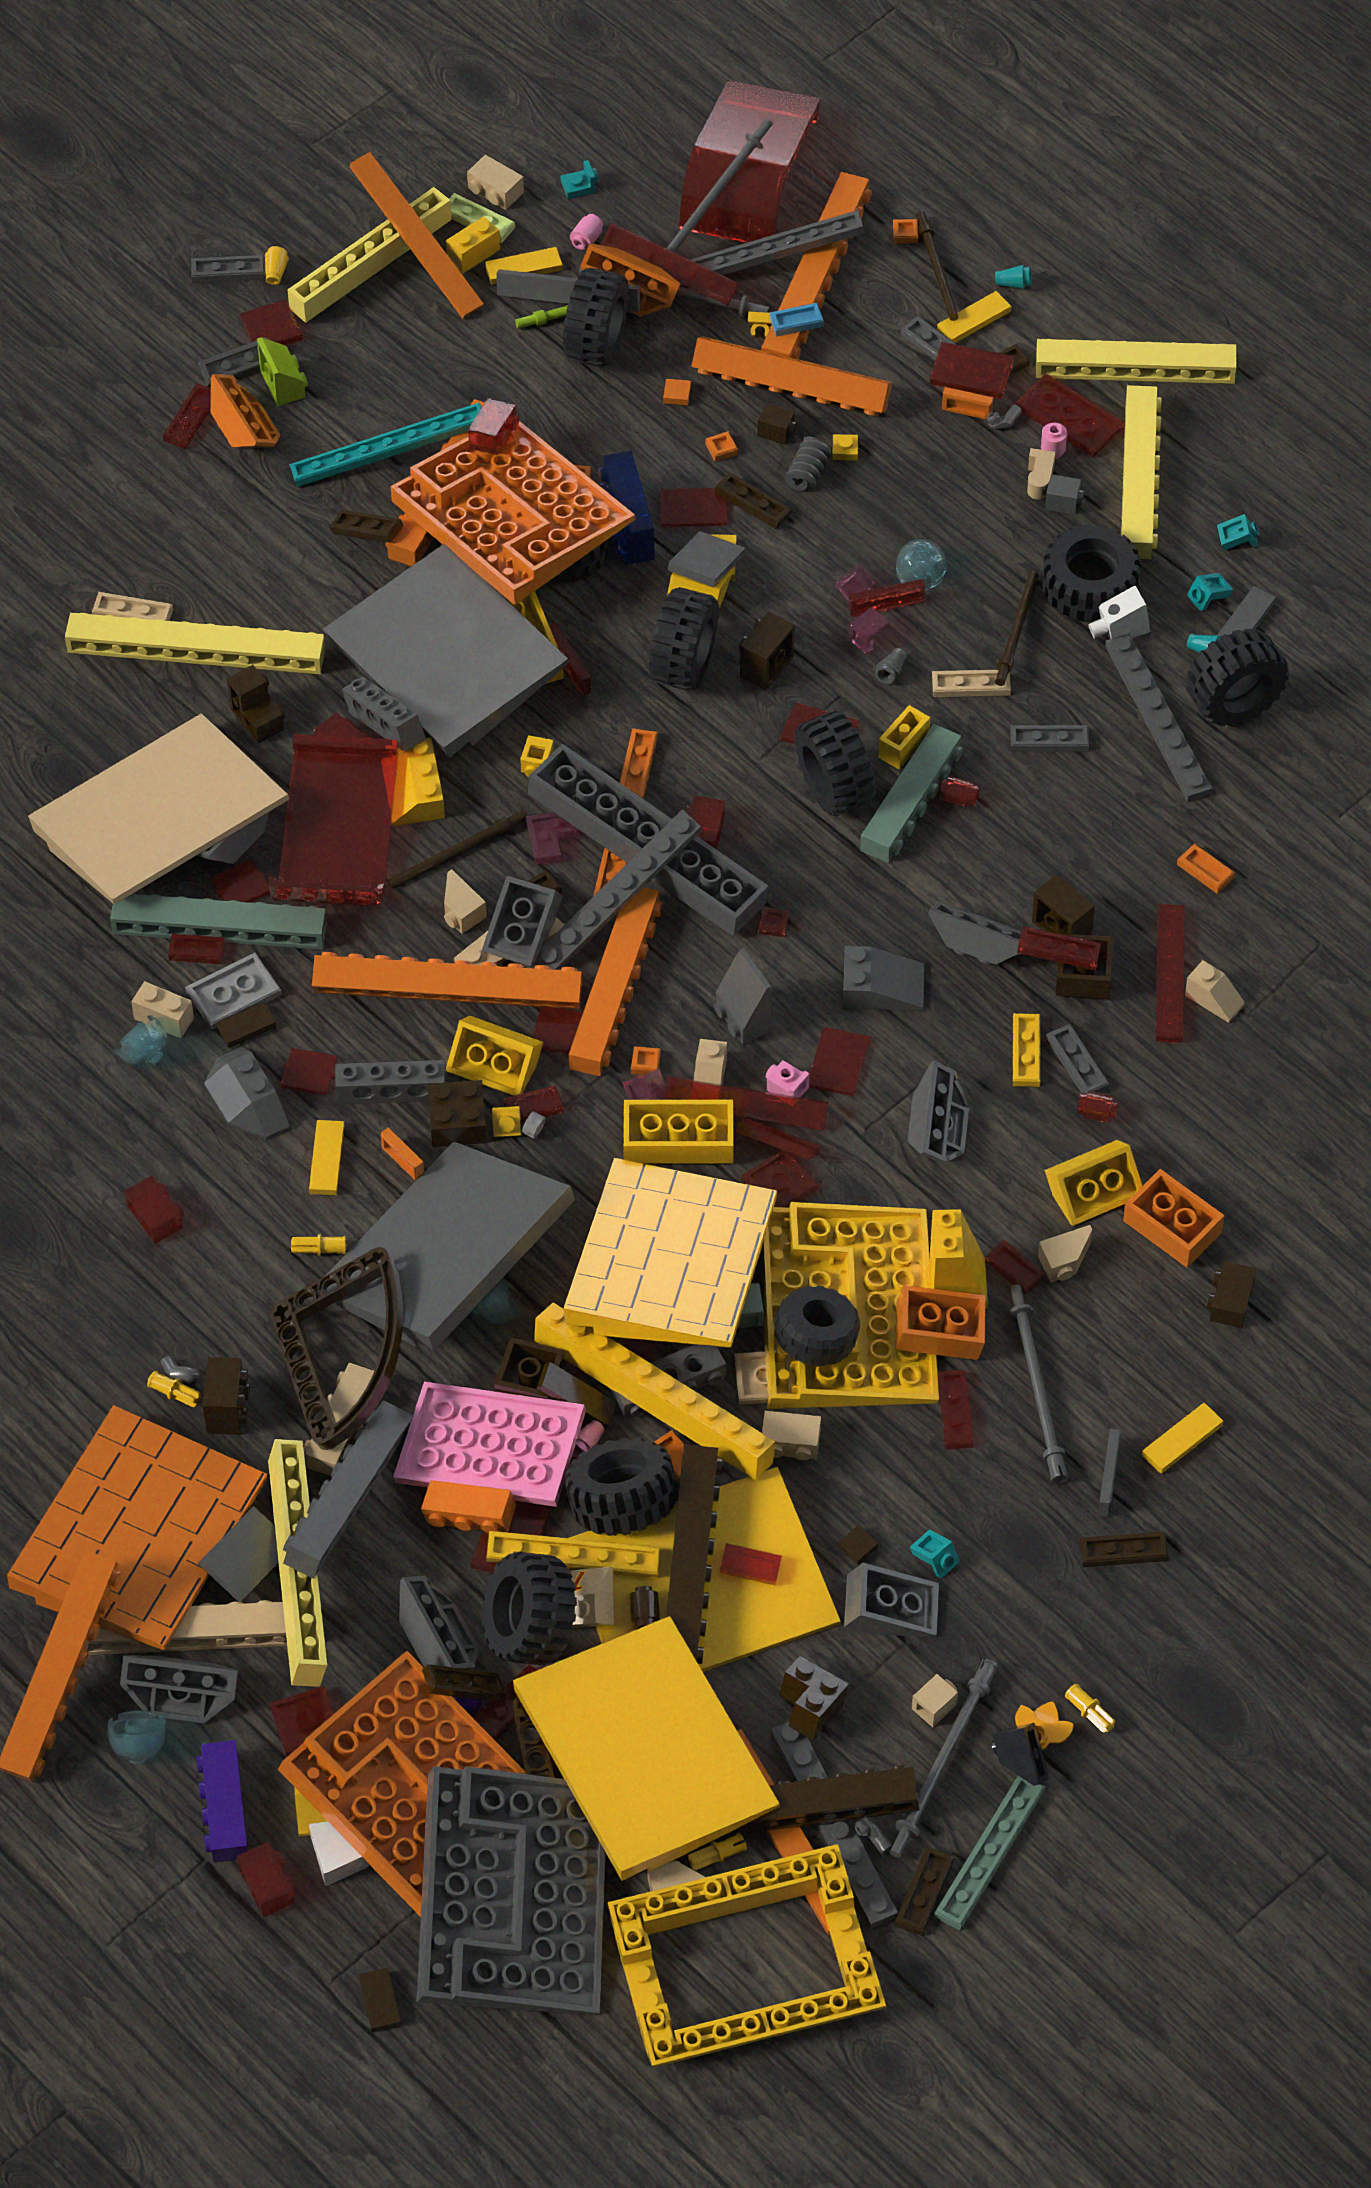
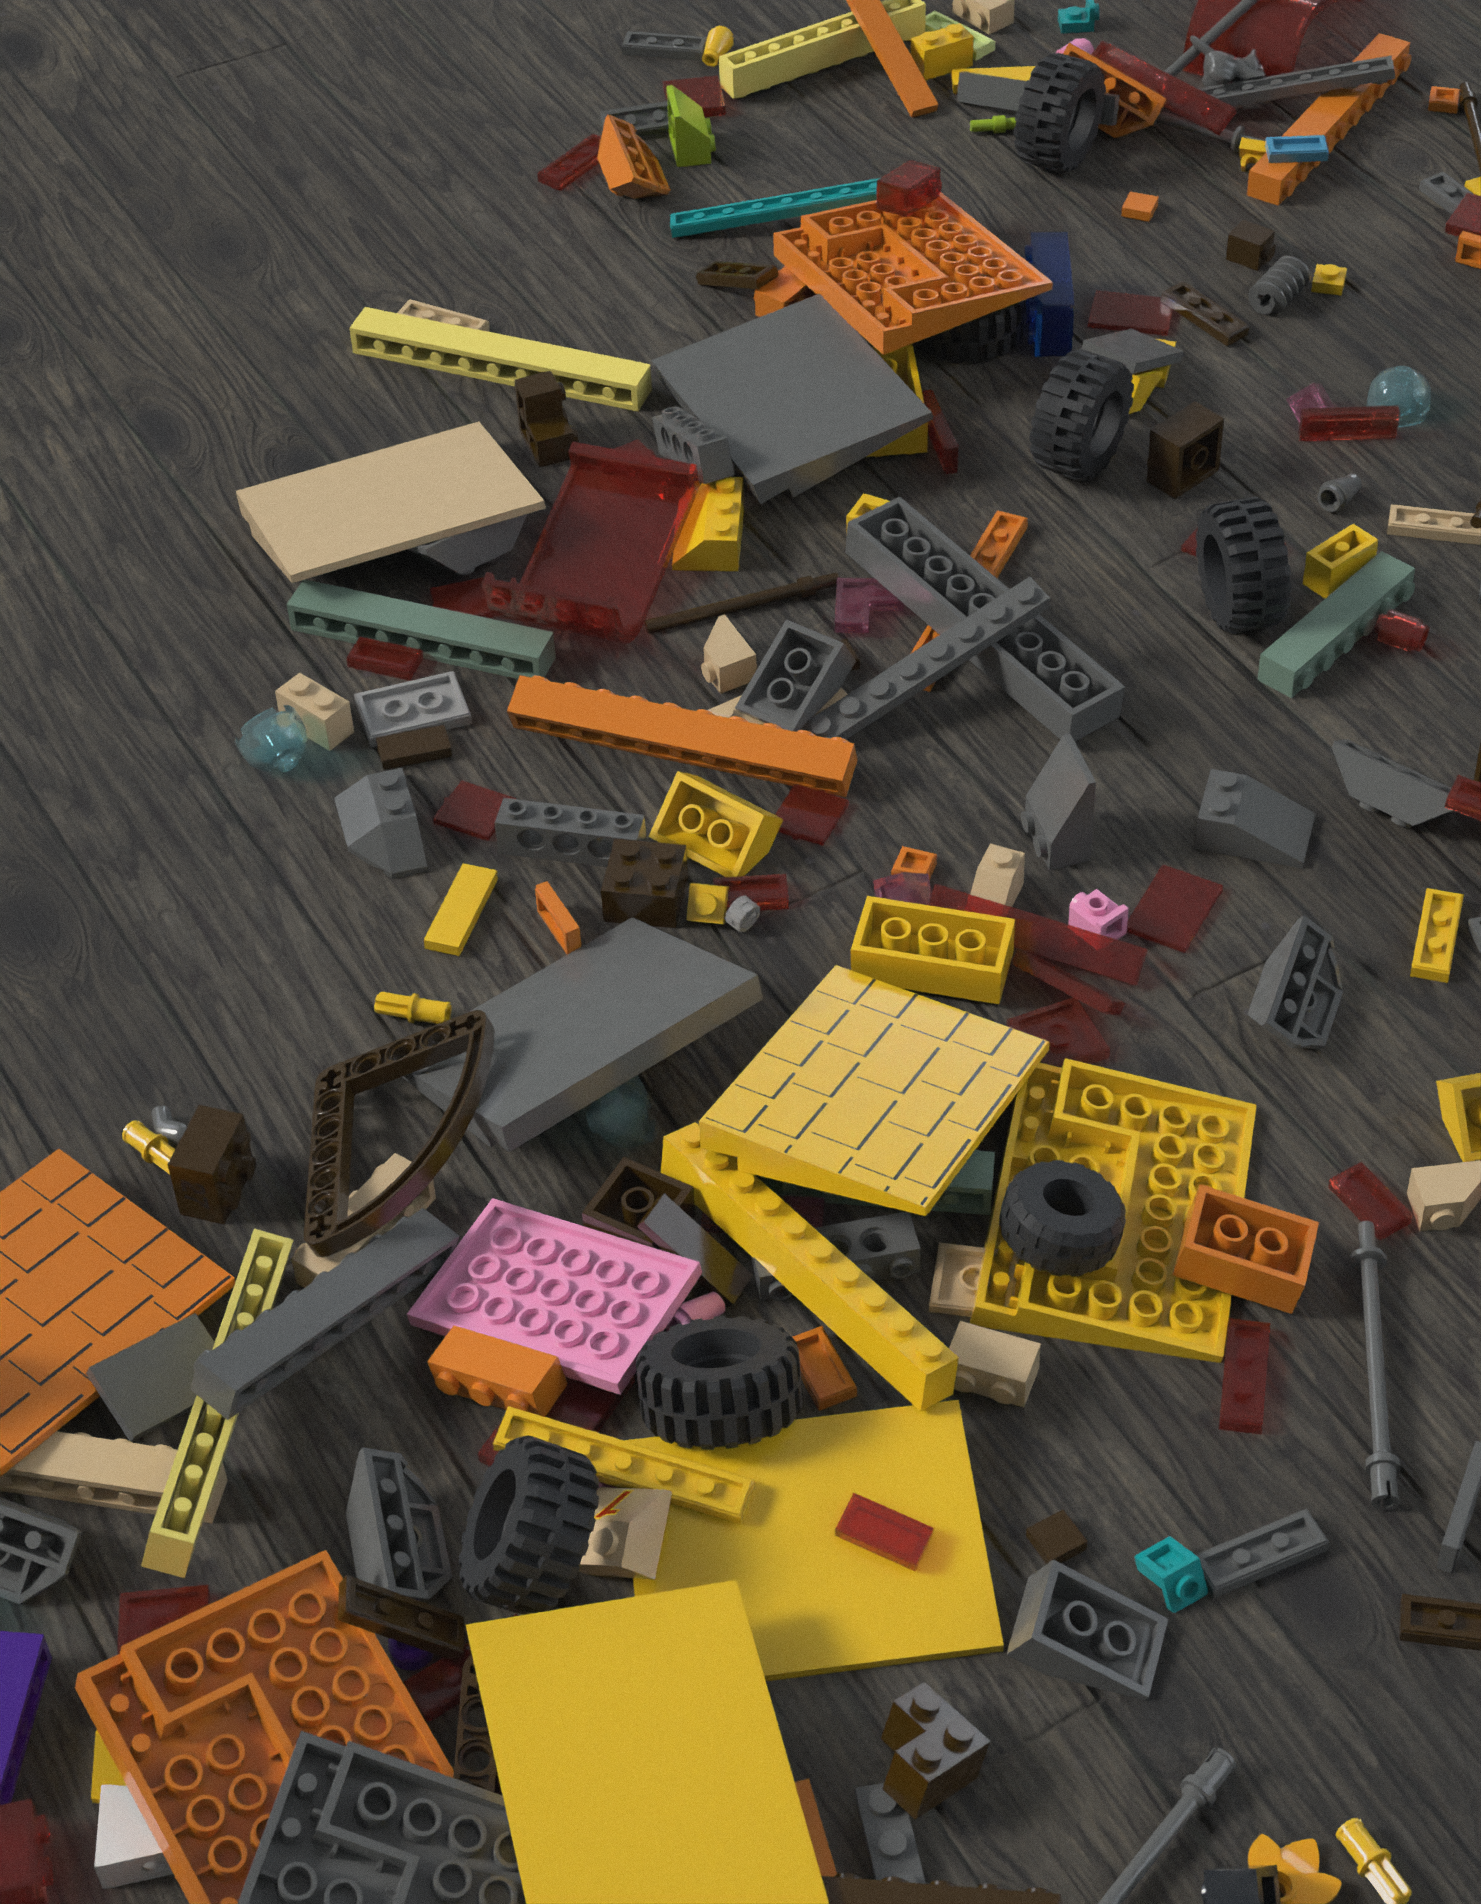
camera: 15 degrees right, 10 degrees down
(154, 1209) = (215, 929): clear red brick -> none
(614, 983) = (895, 771): orange brick -> none
(644, 1606) = (706, 1558): dark brown brick -> none
(693, 1544) = (800, 1488): dark brown brick -> none
(710, 816) = (1069, 610): clear red brick -> none
(718, 236) = (1224, 68): none -> dark grey animal
(721, 446) = (1180, 261): orange tile -> none
(774, 922) = (1125, 738): clear red tile -> none
(791, 374) = (1281, 201): orange brick -> none
(865, 628) = (1311, 448): clear pink panel -> none
(935, 1700) = (1124, 1797): tan brick -> none
(955, 1255) = (1286, 1157): yellow slope -> none
(988, 1527) = (1262, 1552): none -> dark grey tile

